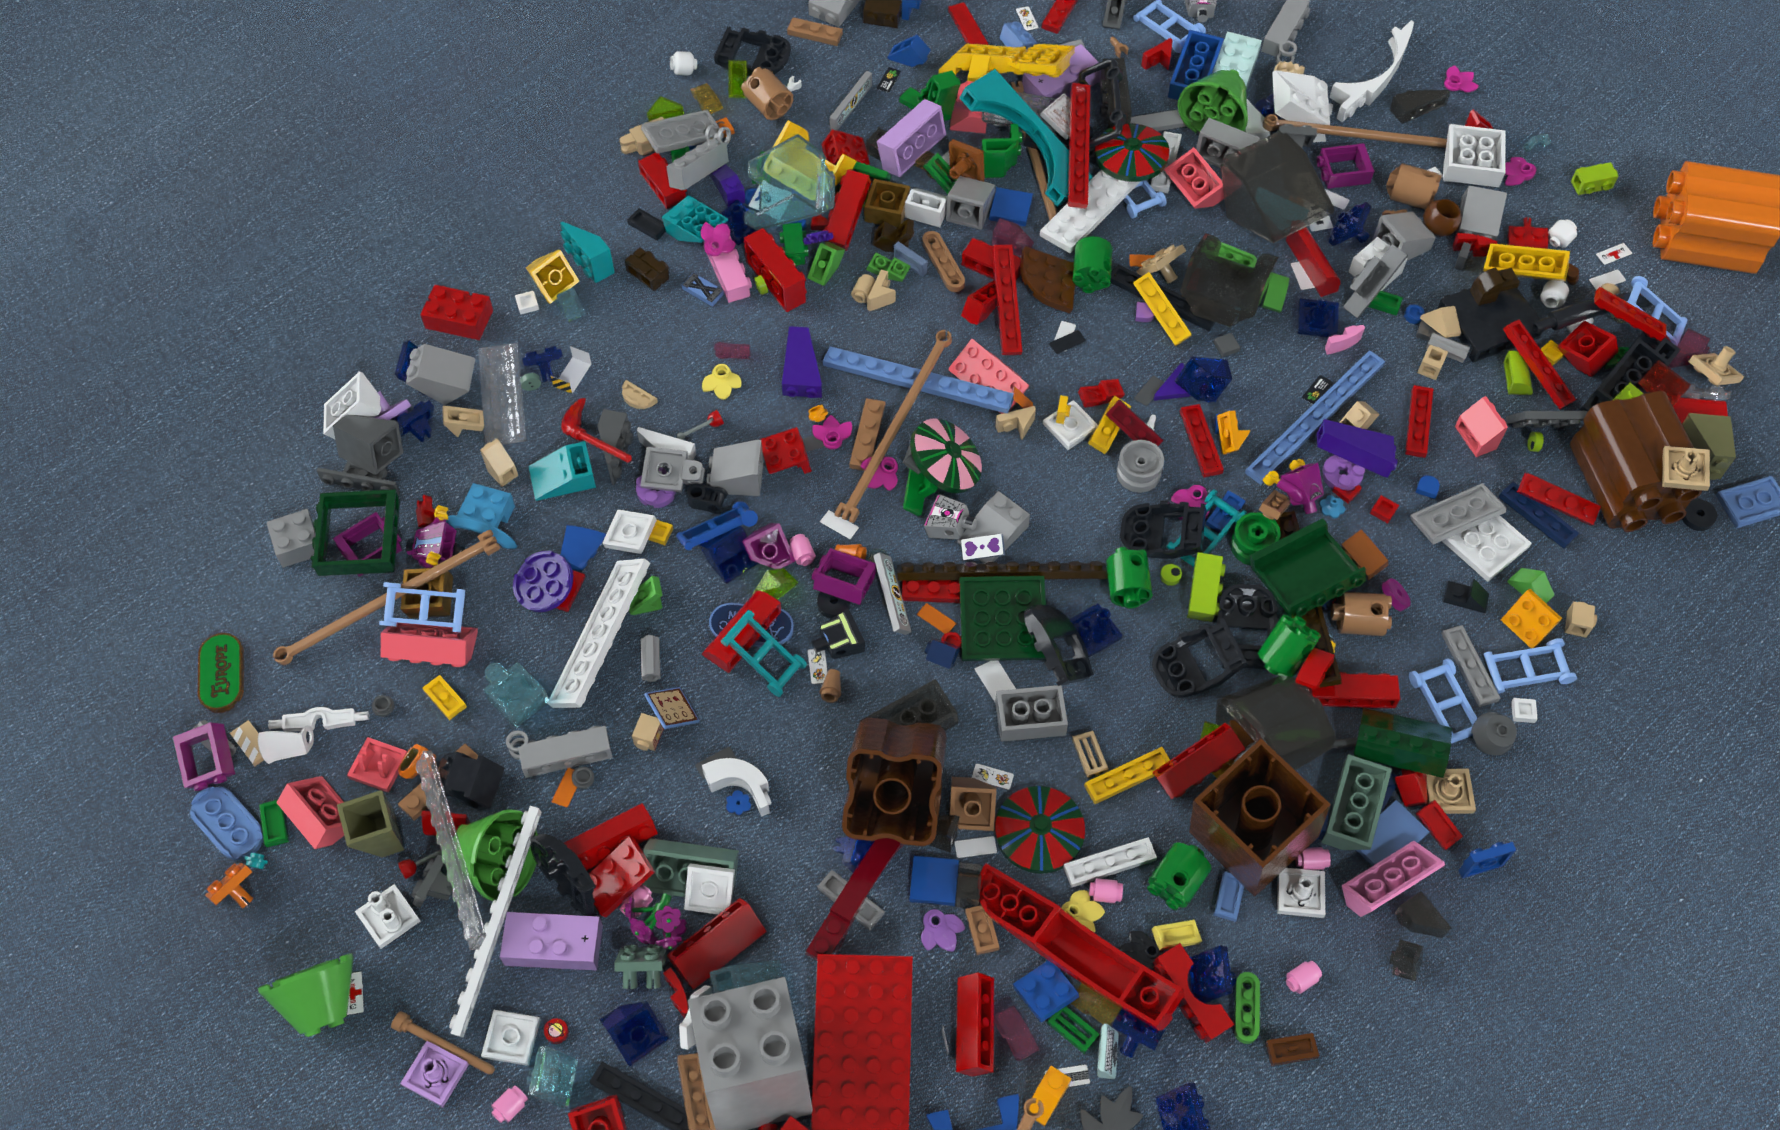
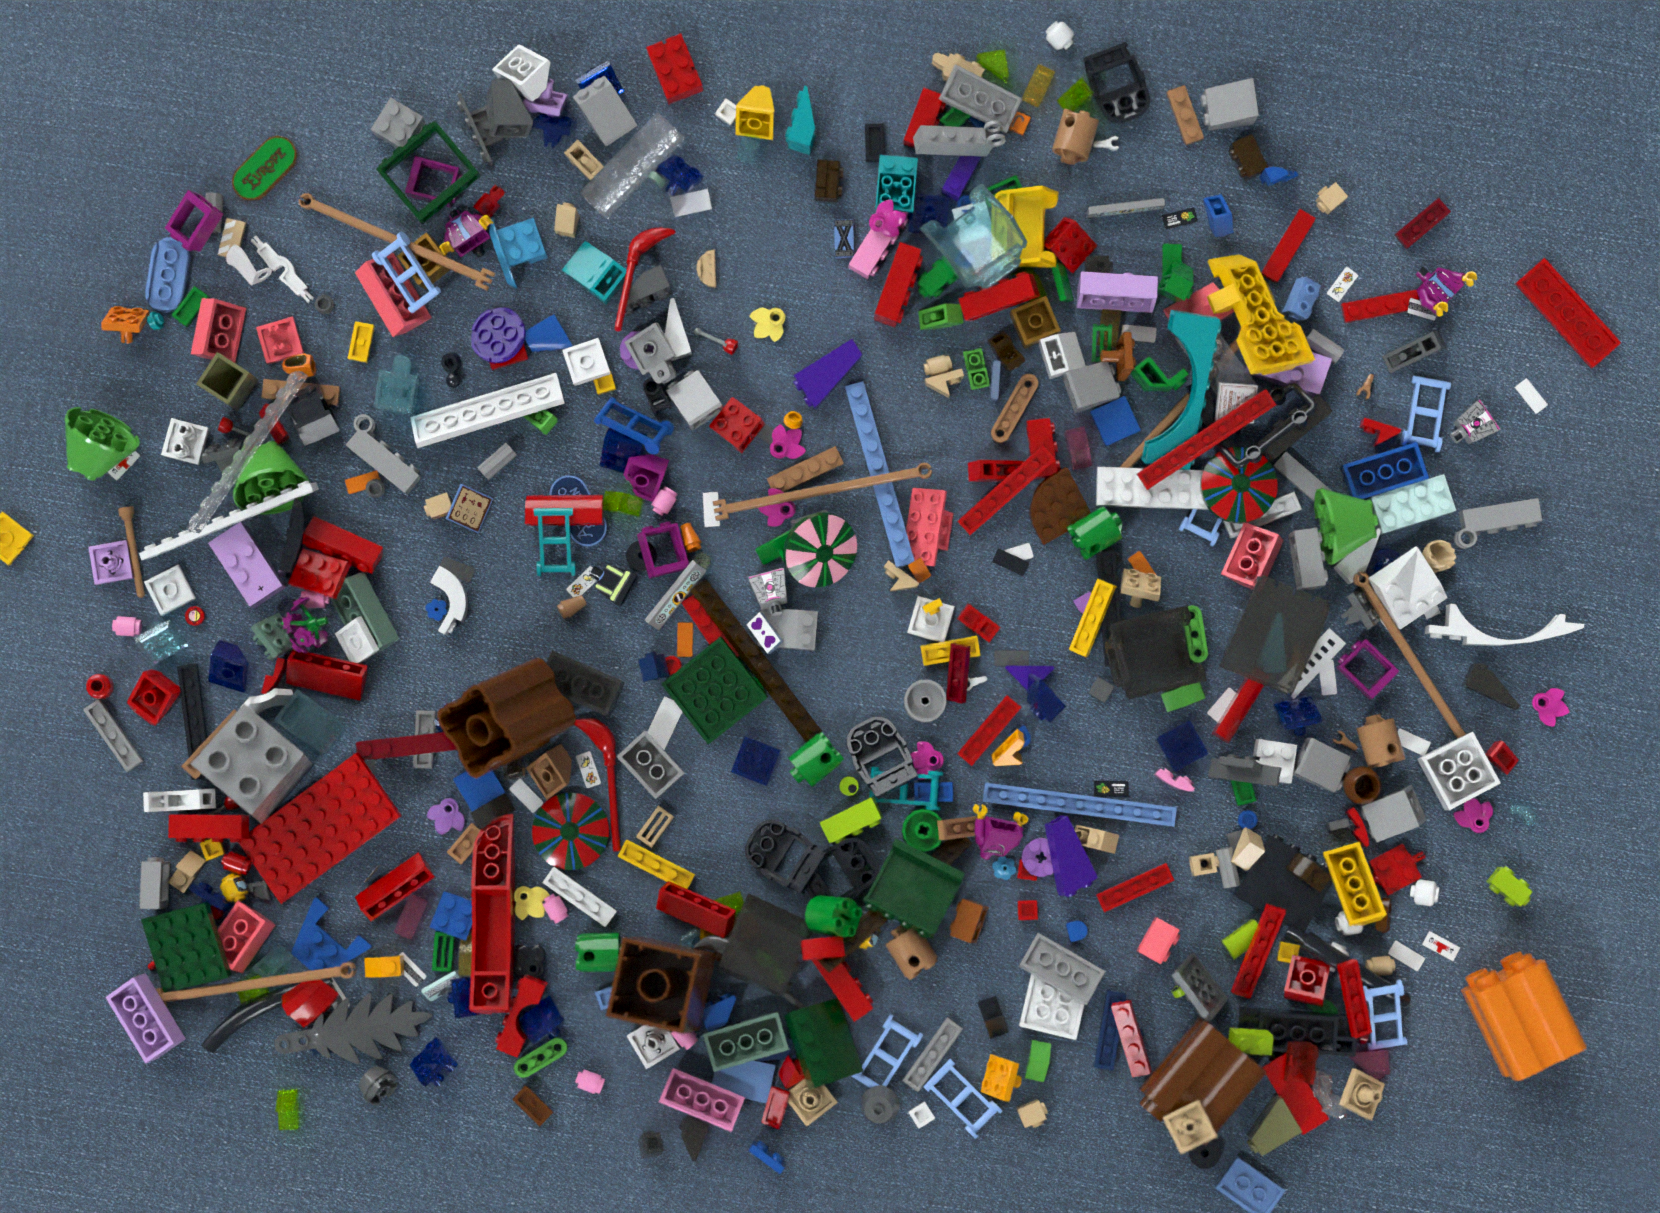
camera: 55 degrees right, 25 degrees up
(547, 647) = (453, 379): none -> black plate
(735, 351) = (802, 309): clear pink bar -> none
(761, 285) = (880, 282): lime tile -> none
(818, 237) = (949, 297): dark purple gear -> none
(979, 741) = (605, 742): none -> red piece
(1048, 624) = (720, 729): black slope -> none
(1172, 934) = (558, 977): light yellow tile -> none
(1399, 596) = (950, 965): magenta piece -> none

